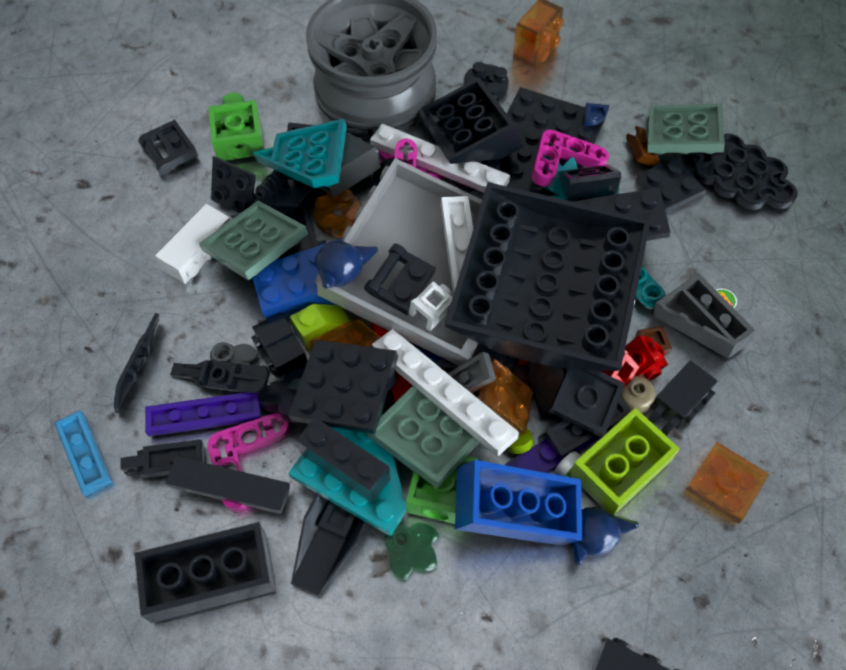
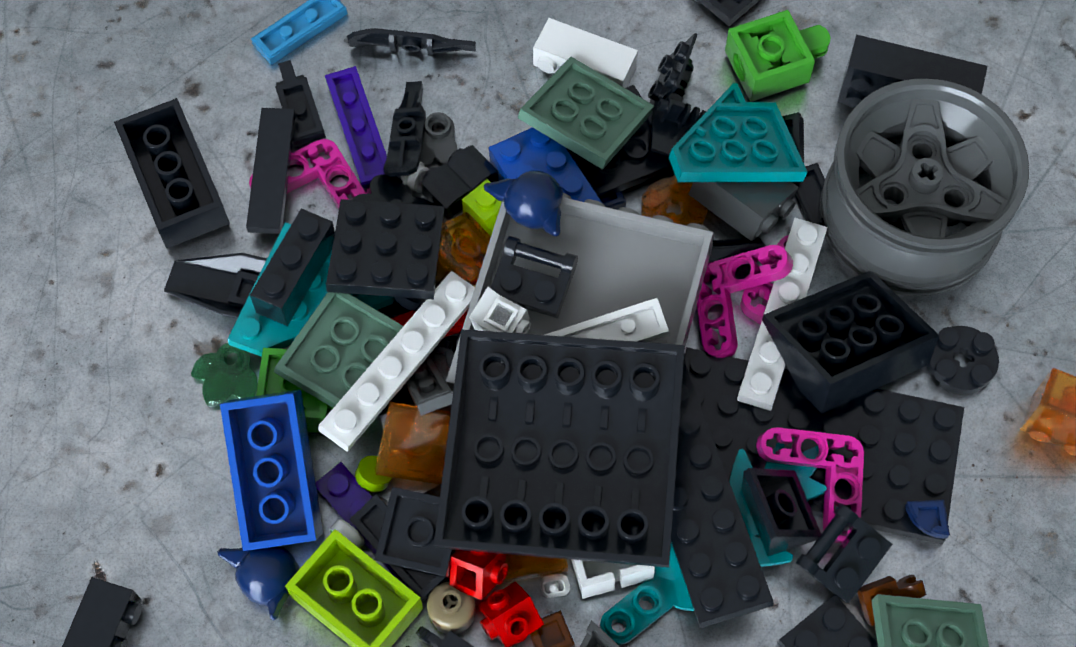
camera: 80 degrees right, 5 degrees up
(282, 62) = (881, 63): none -> black brick
(619, 155) = (852, 560): none -> black plate

